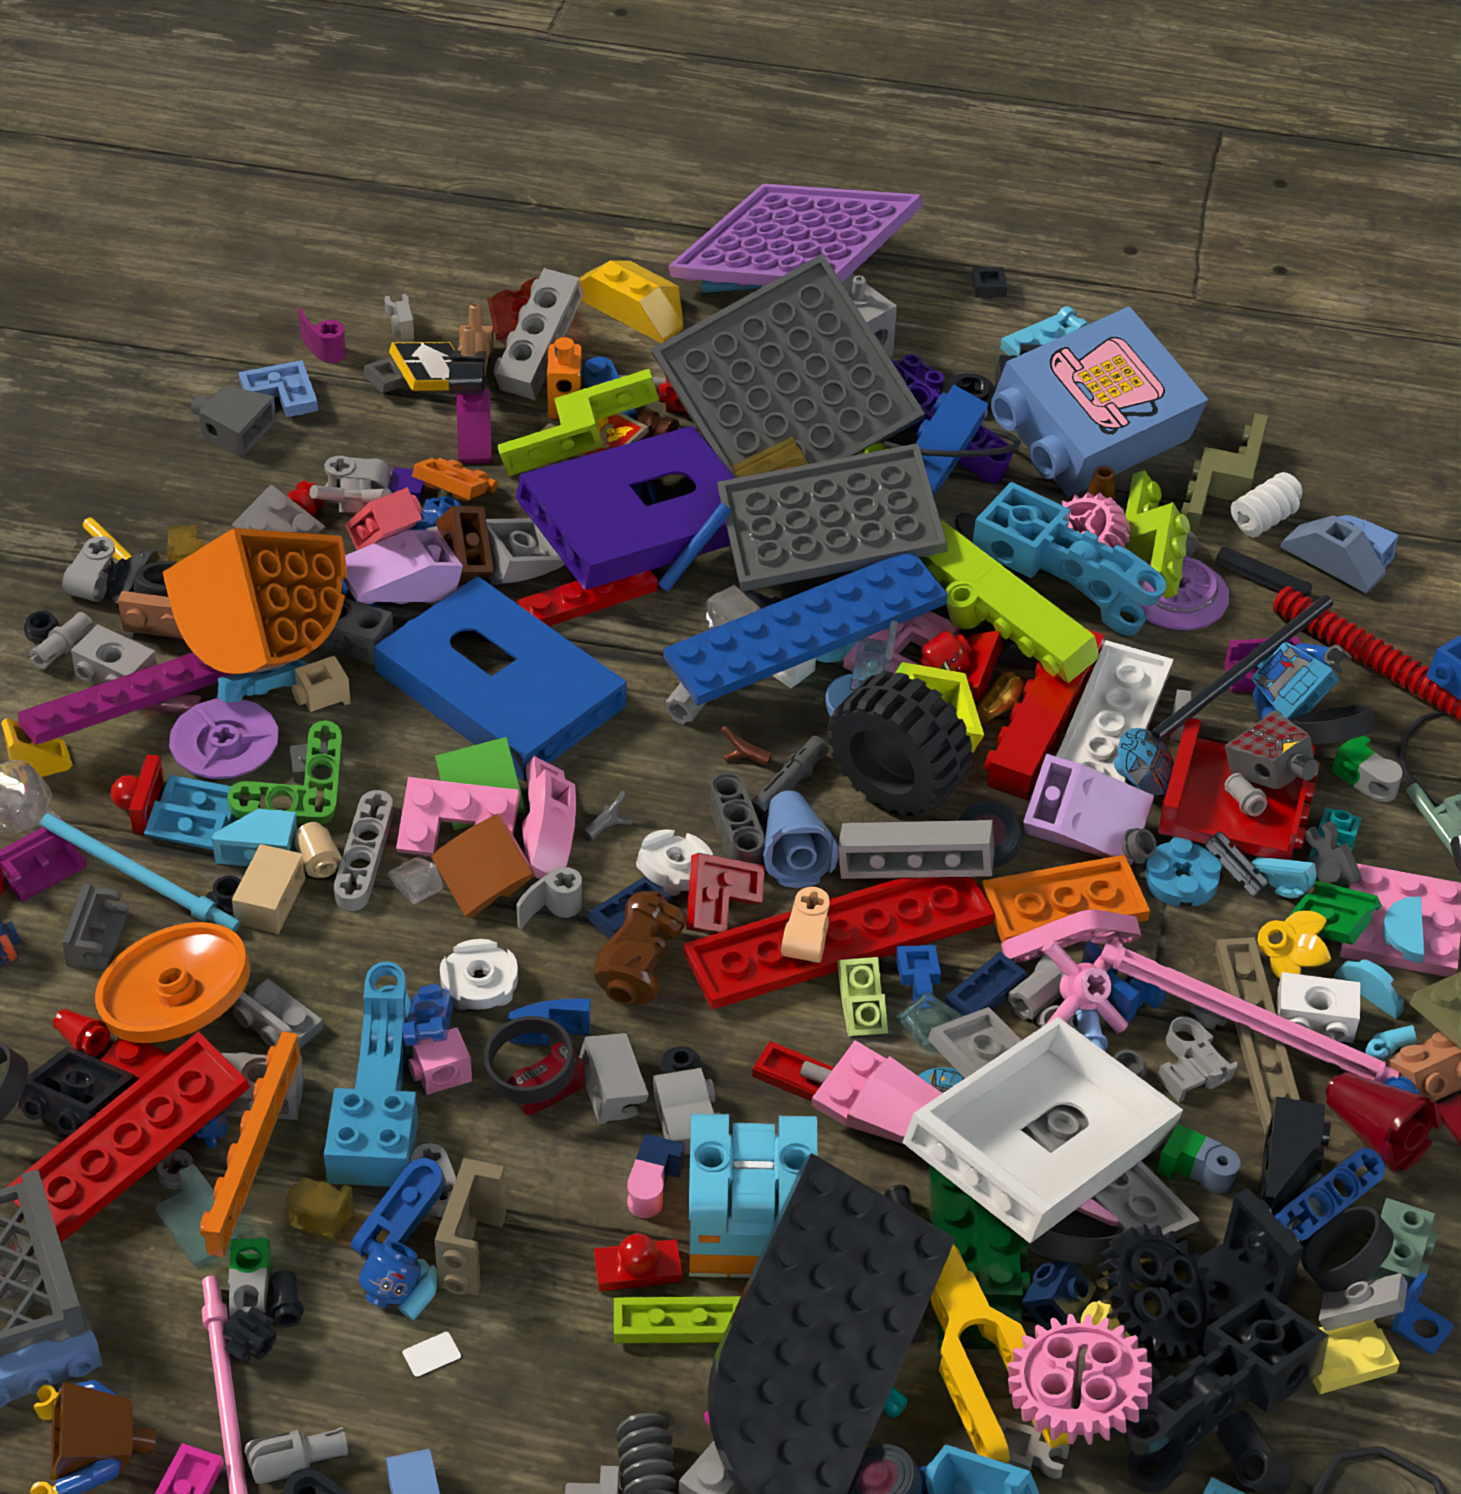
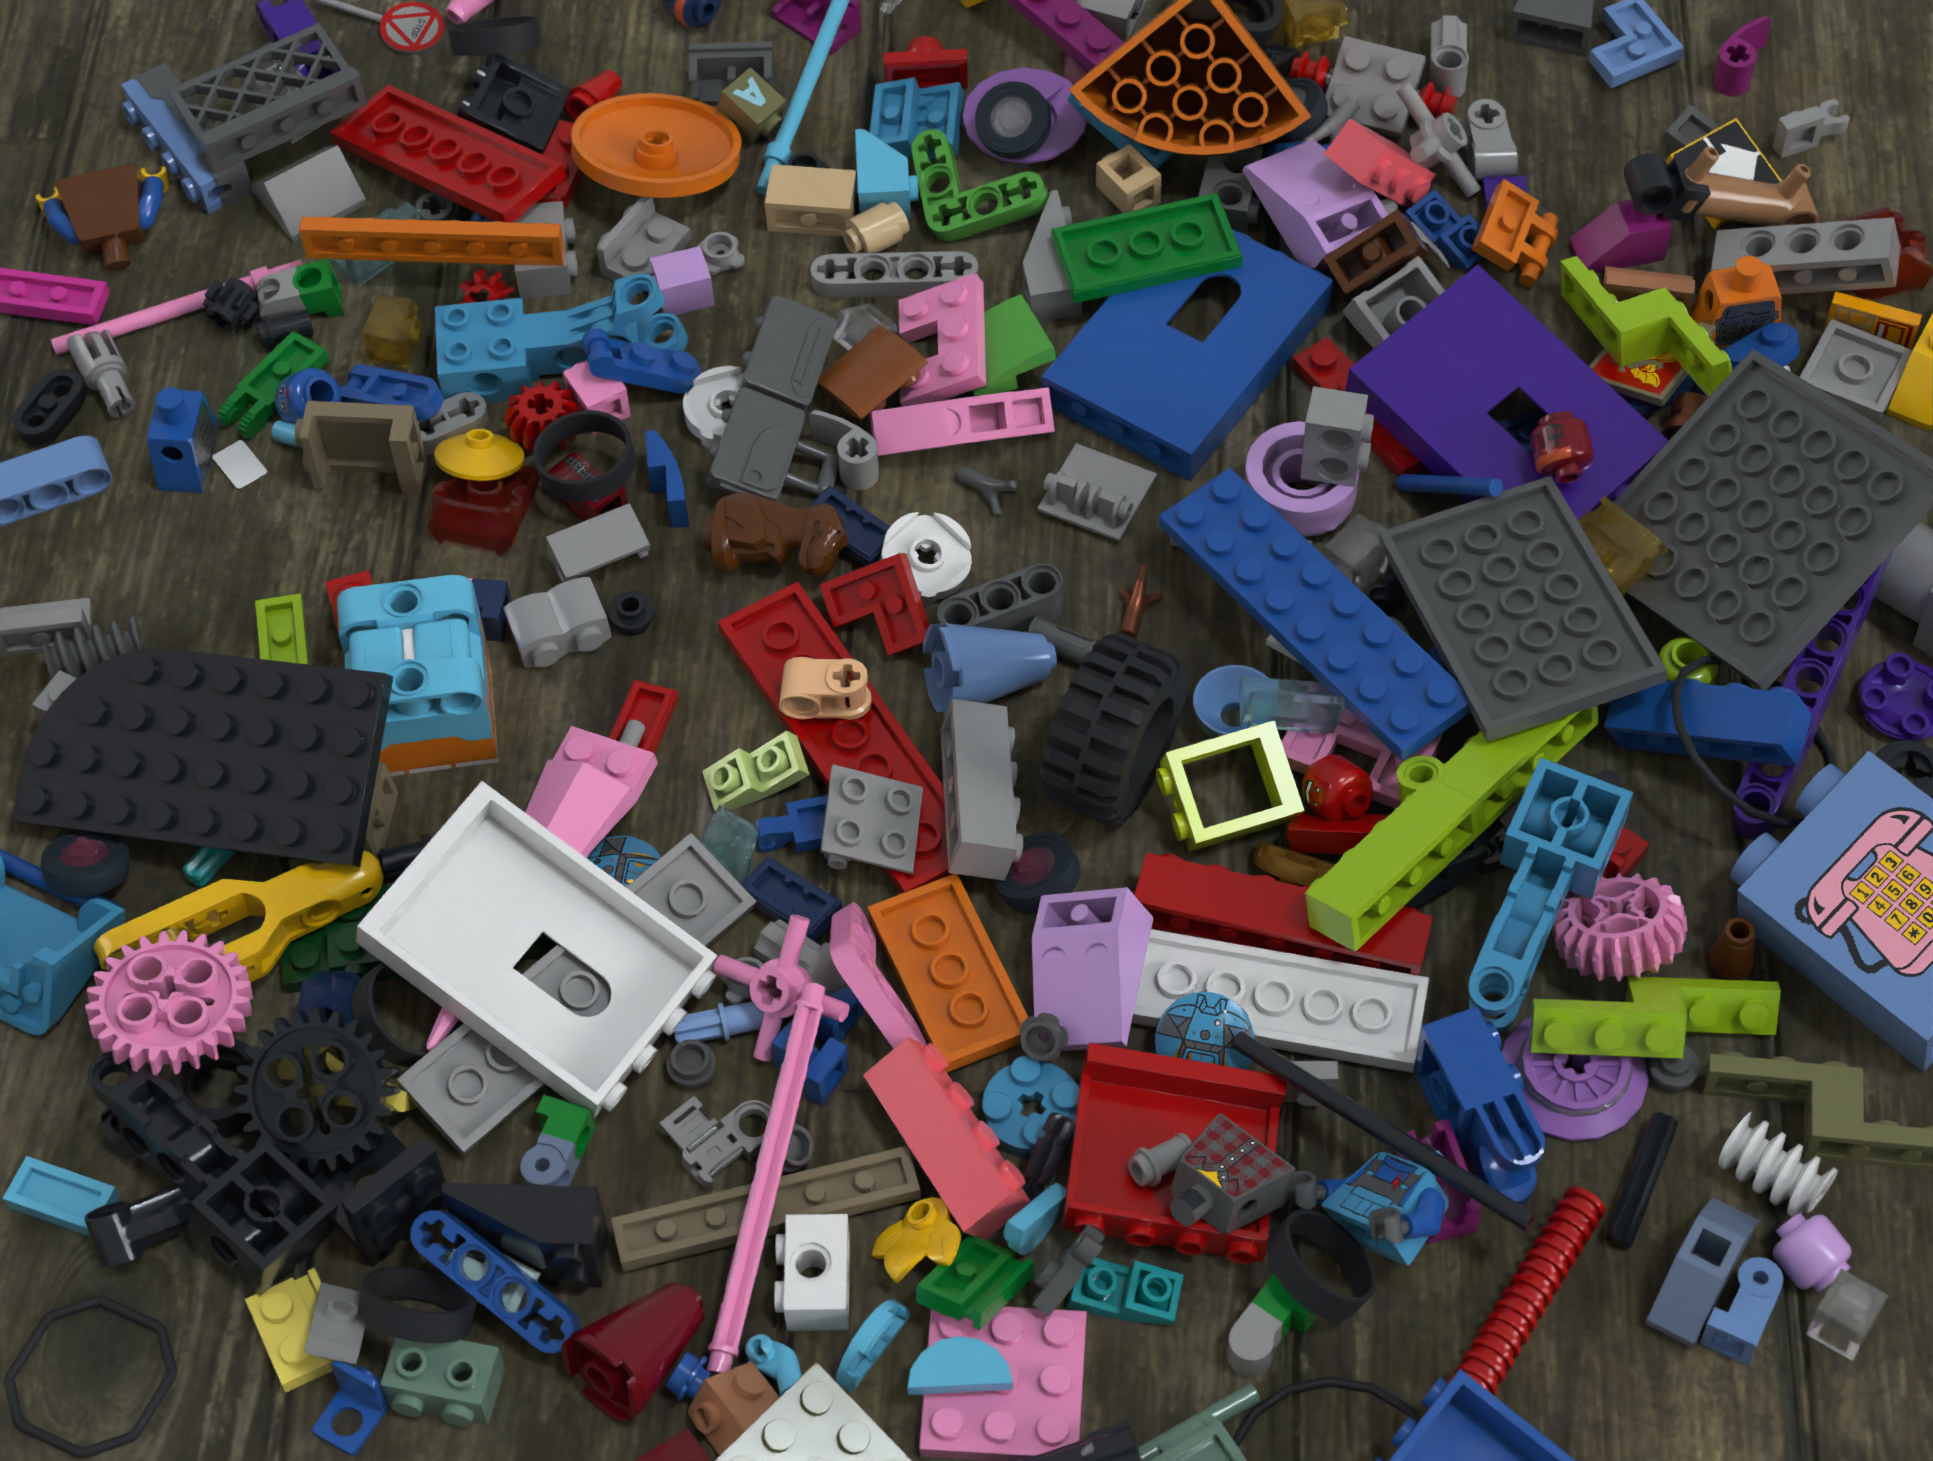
camera: 85 degrees right, 10 degrees up
(110, 1269) = (310, 188): none -> light grey slope
(145, 911) = (752, 106): none -> olive brick
(245, 732) = (1013, 120): none -> black wheel
(254, 482) = (1449, 55): none -> light grey piece
(301, 962) = (721, 252): none -> light grey plate
(305, 1129) = (494, 285): none -> red gear
(332, 987) = (683, 280): none -> lavender brick
(350, 1310) = (262, 382): none -> green hinge
(393, 745) = (1042, 274): none -> light grey slope
(411, 1380) = (184, 424): none -> blue torso
(414, 673) = (1146, 247): none -> green tile
(456, 1102) = (537, 409): none -> red gear
(493, 1143) = (479, 456): none -> yellow dish
(515, 944) = (772, 405): none -> dark grey piece
(526, 421) = (1632, 283): none -> nougat panel
(539, 1155) = (482, 511): none -> clear red slope
(593, 323) = (1875, 318): none -> light orange tile
(627, 343) = (1856, 368): none -> light grey plate
(631, 755) = (1096, 492): none -> light grey hinge
(658, 619) = (1277, 461): none -> lavender piece
(667, 574) = (1336, 437): none -> light grey brick
(697, 468) = (1561, 447): none -> dark red head
(939, 914) = (870, 820): none -> light grey hinge
(1200, 622) = (1483, 1099): none -> blue brick
(1215, 912) = (948, 1138): none -> coral brick
(1325, 501) = (1811, 1251): none -> lavender head
(1372, 496) = (1847, 1314): none -> clear brick

